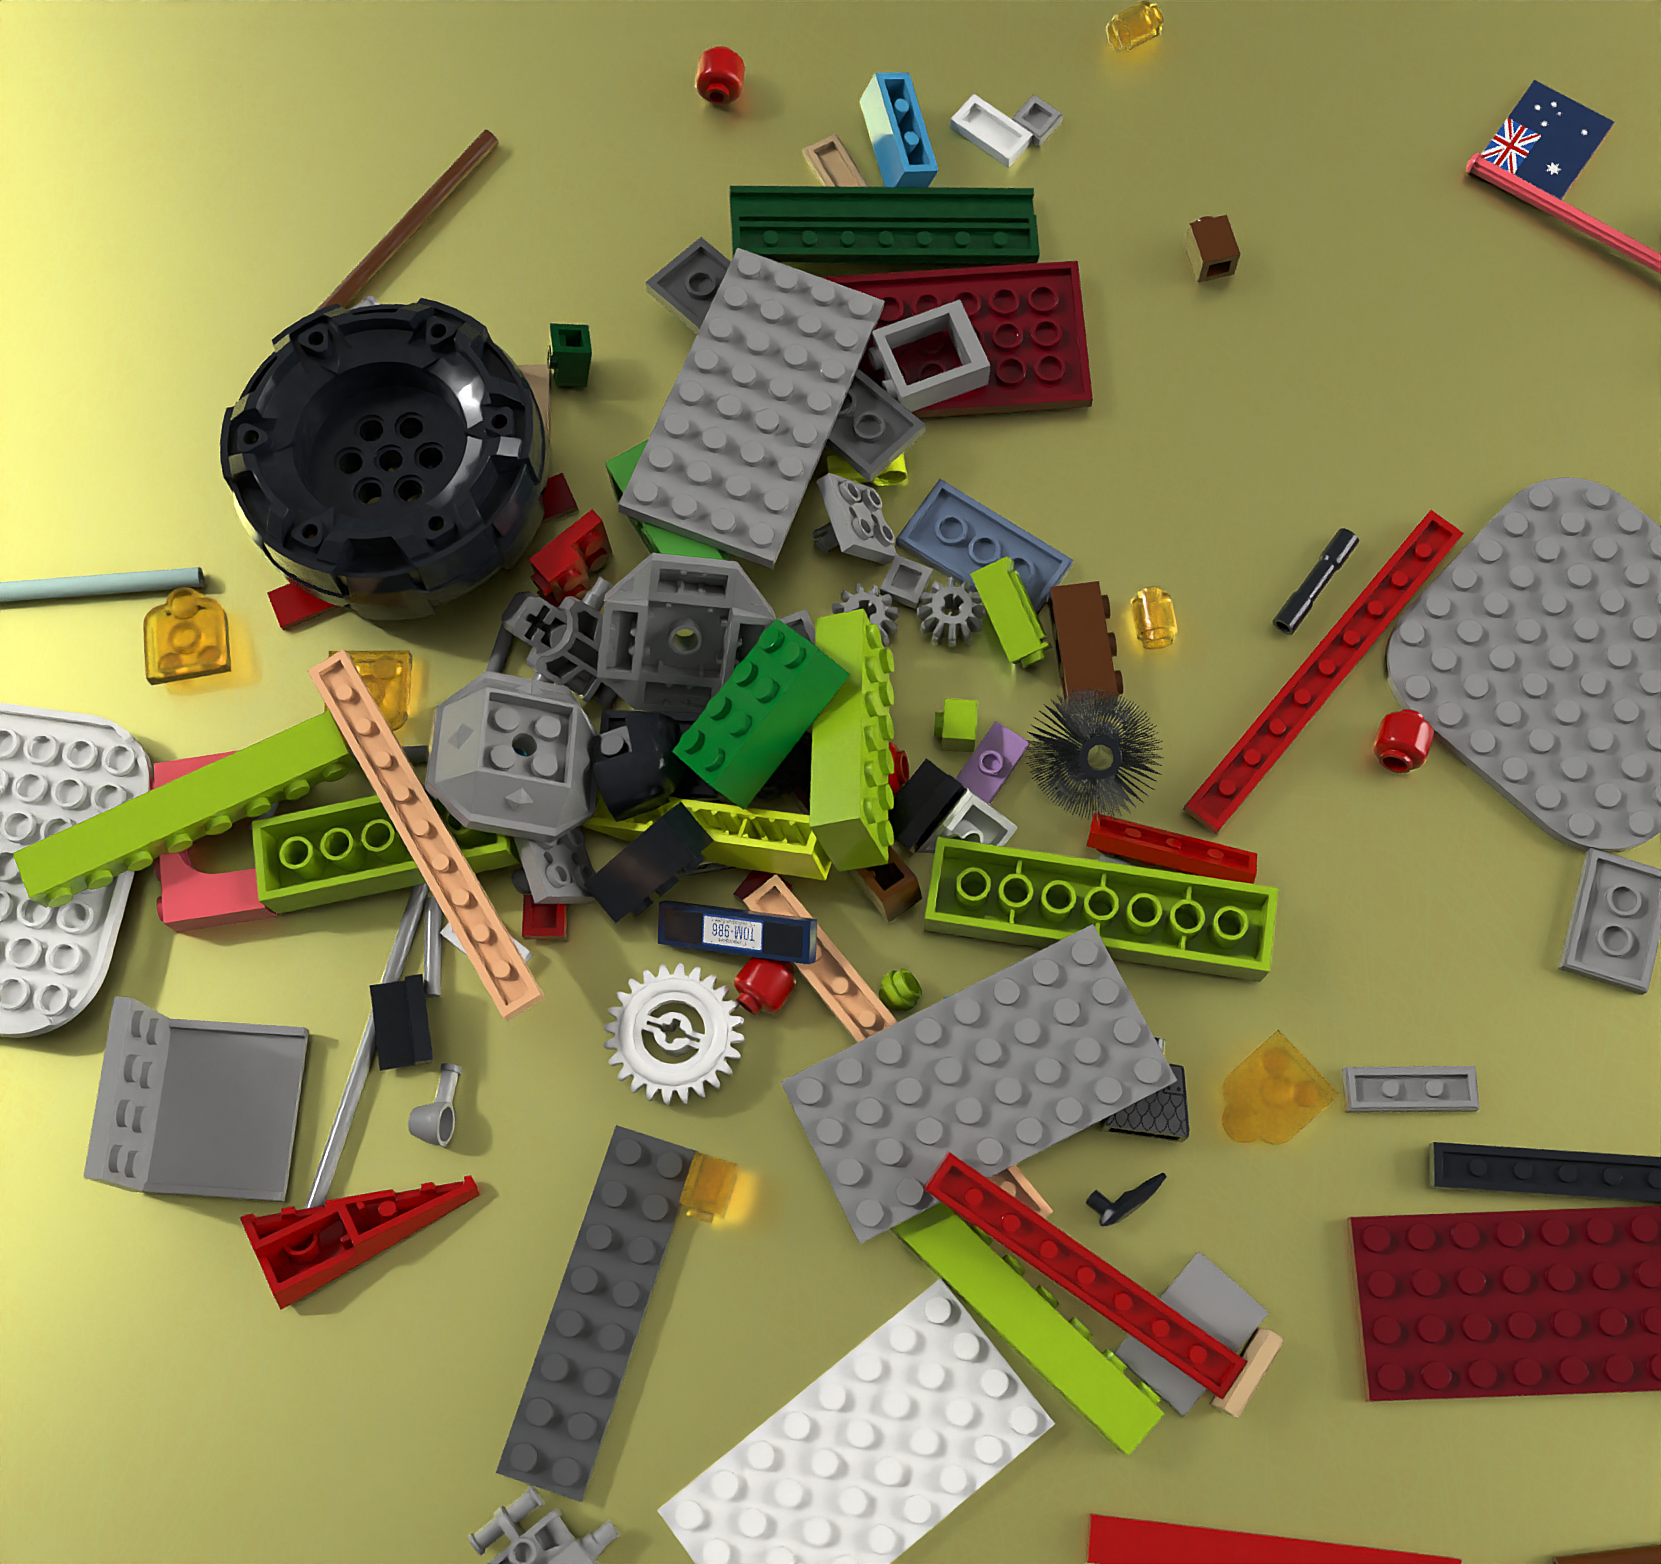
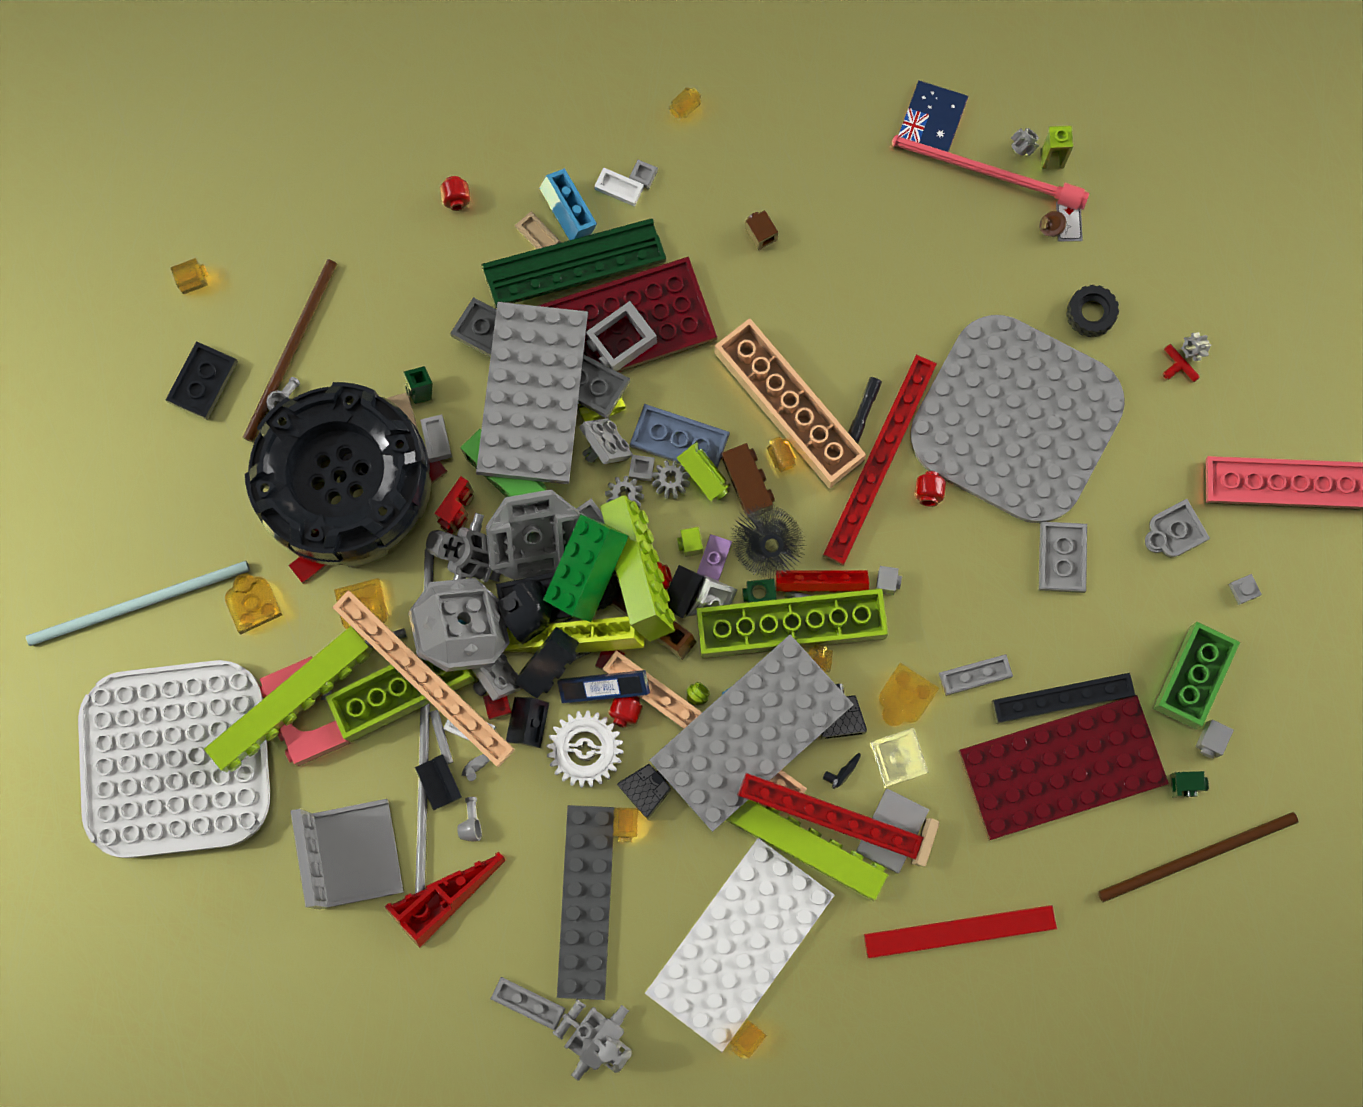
camera: 15 degrees left, 5 degrees up
(223, 266) = (201, 380): none -> black plate
(257, 103) = (190, 276): none -> clear yellow brick
(442, 1468) = (528, 1003): none -> light grey tile
(472, 1012) = (473, 766): none -> light grey bar
(574, 449) = (436, 438): none -> white tile
(589, 960) = (527, 721): none -> black panel
(761, 1134) = (645, 789): none -> flat silver torso
(1070, 831) = (767, 585): none -> dark green brick
(1140, 982) = (822, 657): none -> clear yellow plate
(1191, 537) = (789, 403): none -> light nougat brick
(1236, 1201) = (899, 757): none -> clear slope
(1293, 878) = (888, 580): none -> light grey plate

